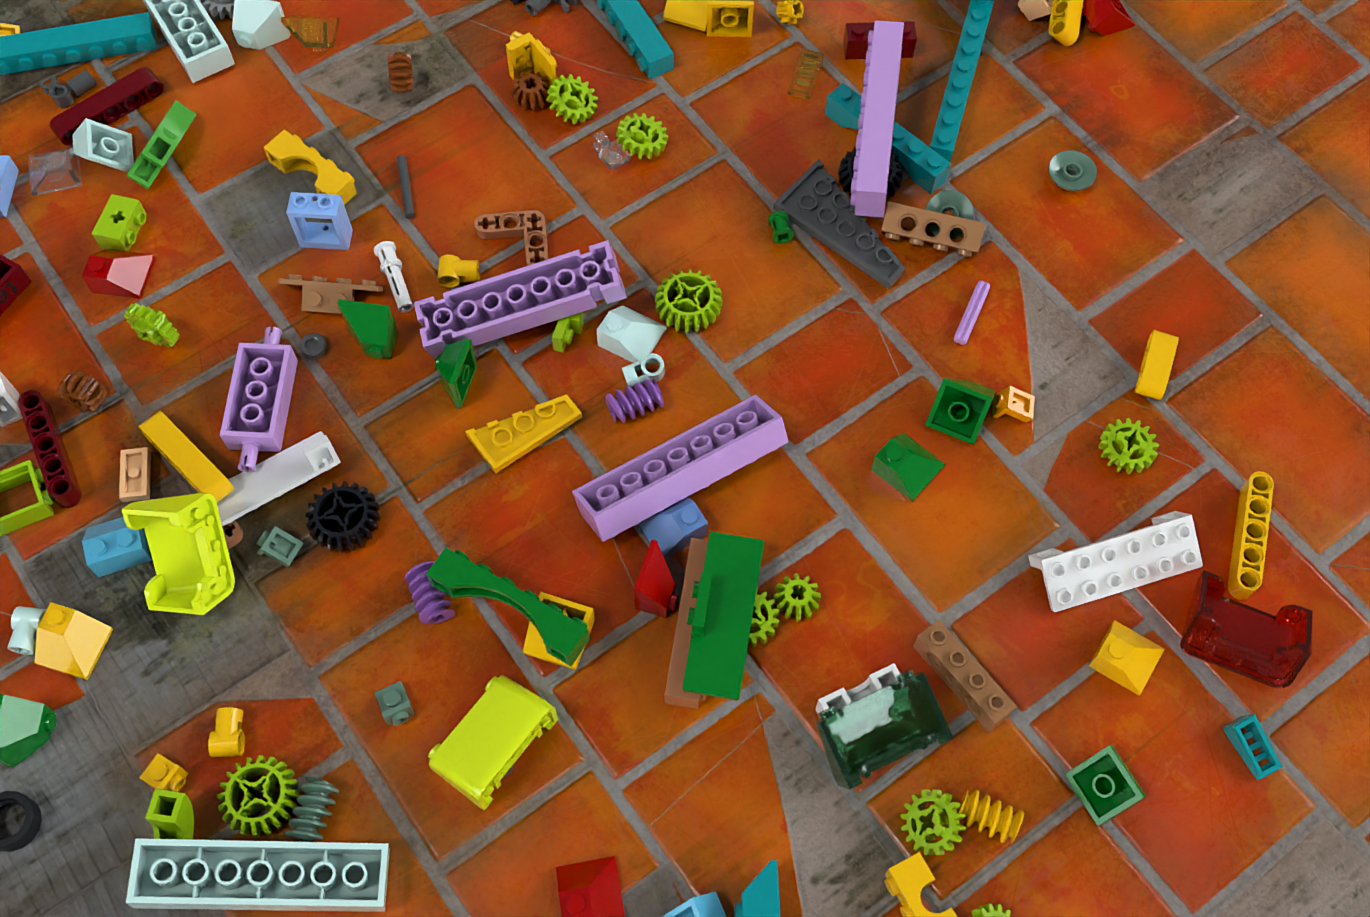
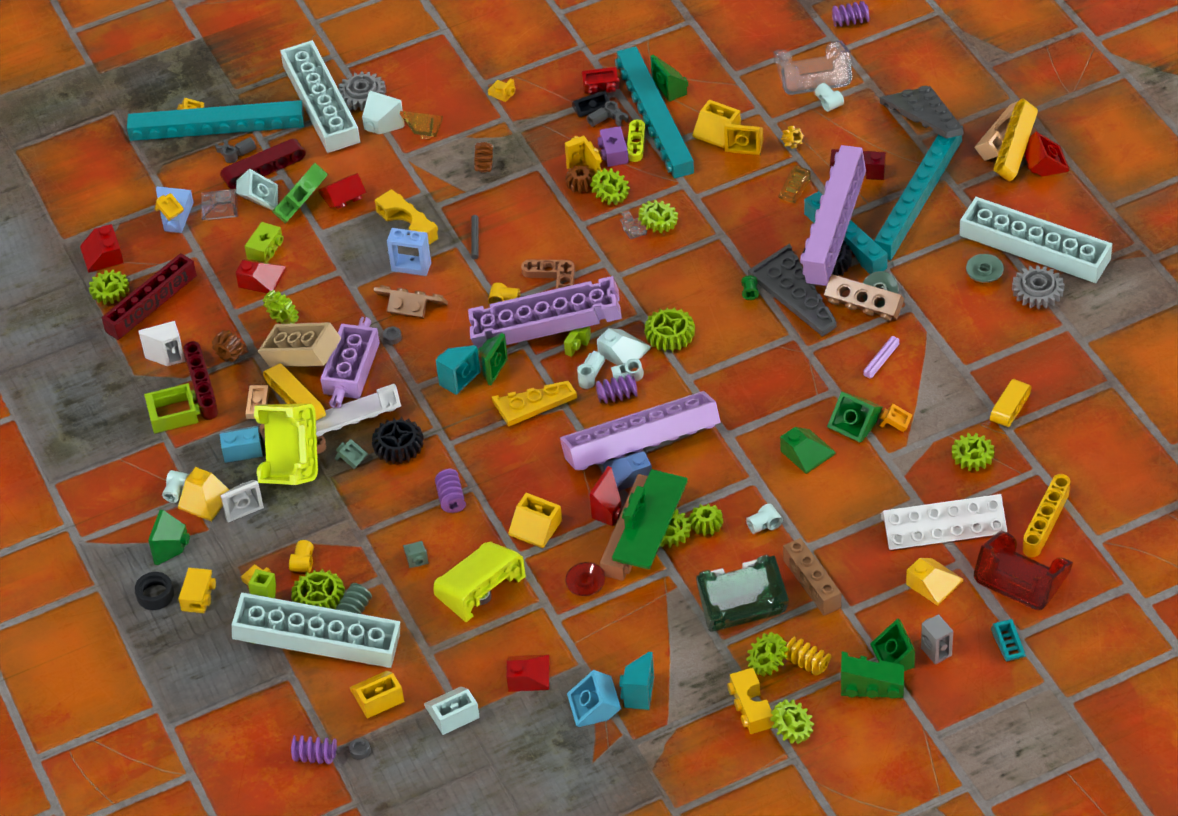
camera: 15 degrees right, 15 degrees down
(73, 813) = (196, 590): none -> yellow brick
(125, 646) = (242, 500): none -> white slope
(184, 383) = (300, 344): none -> tan brick
(219, 137) = (342, 191): none -> red slope
(370, 327) = (434, 323): green slope -> none
(391, 267) = (456, 288): white pin -> none
(411, 393) = (457, 367): none -> teal slope
(462, 578) = (474, 477): green arch -> none
(566, 42) = (613, 146): none -> medium lavender brick
(589, 38) = (636, 135): none -> neon yellow beam
(593, 373) = (589, 369): none -> light aqua piece
(643, 706) = (583, 573): none -> clear red dish
(878, 584) = (765, 518): none -> light aqua piece
(1088, 844) = (871, 678): none -> green wedge
(1128, 125) = (1036, 239): none -> light aqua brick
(1145, 190) = (1038, 287): none -> light grey gear
(1164, 765) = (936, 639): none -> light grey brick

